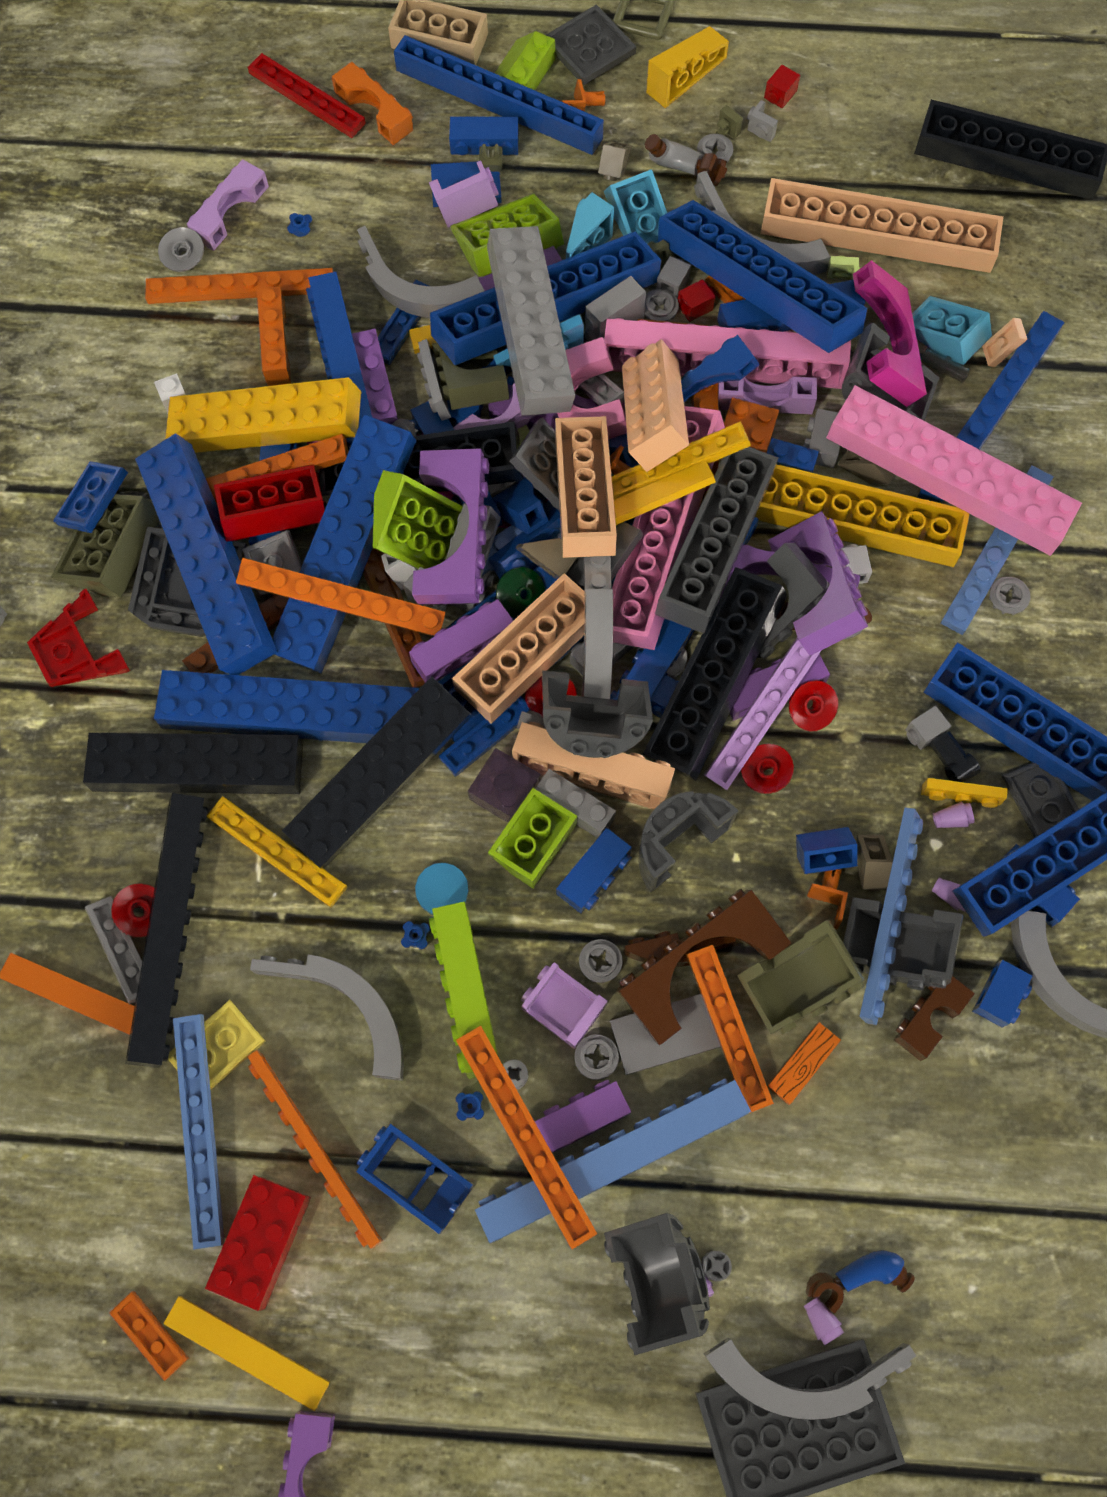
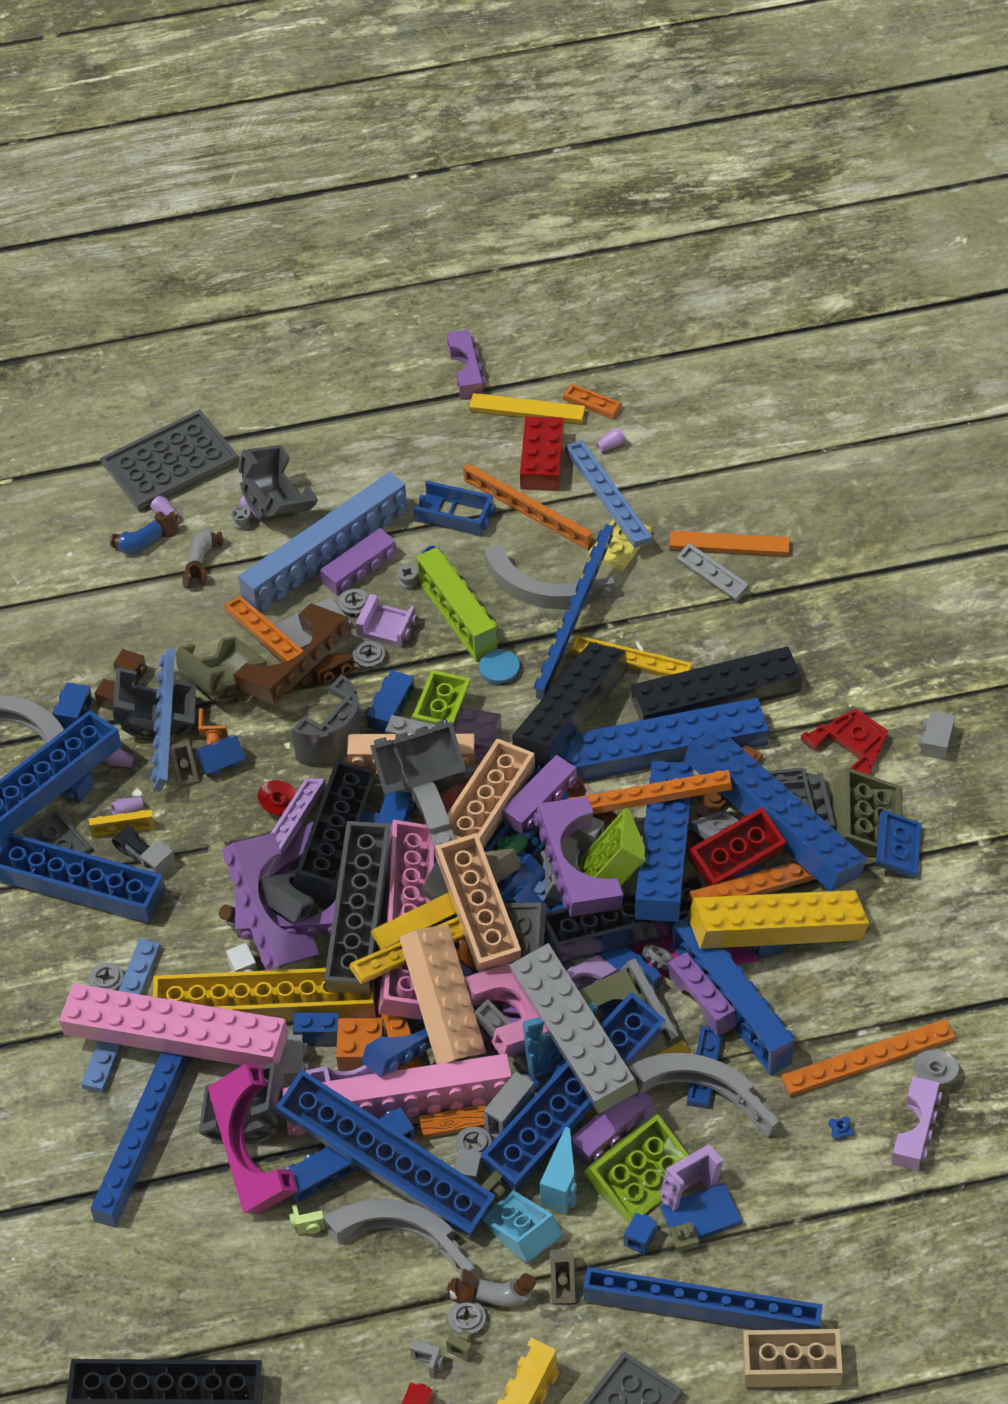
camera: 165 degrees right, 20 degrees down
(125, 902) = (708, 588): red dish -> none
(153, 1238) = (611, 440): none -> lavender cone
(165, 932) = (684, 586): black brick -> none
(168, 388) = (874, 940): white brick -> none
(272, 336) = (821, 1026): orange arch -> none
(306, 95) = (897, 1259): red plate -> none
(313, 931) = (570, 618): none -> blue plate
(357, 87) = (850, 1280): orange arch -> none
(418, 942) = (507, 635): blue plate -> none
(470, 133) = (702, 1261): blue brick -> none
(526, 1138) = (385, 521): orange plate -> none
(528, 60) = (694, 1350): lime slope -> none
(529, 175) = (640, 1233): none -> blue brick
(584, 99) = (615, 1332): orange bracket -> none
(696, 300) = (443, 1148): red brick -> none
(786, 1226) = (199, 546): none -> piece
(804, 1063) = (209, 633): orange tile -> none
(805, 1403) = (171, 461): light grey arch -> none
(882, 225) = (281, 1268): light nougat brick -> none
(945, 365) = (194, 1157): clear smoke pin -> none
(951, 328) = (198, 1190): medium azure slope -> none
(1004, 342) = (143, 1178): light nougat plate -> none

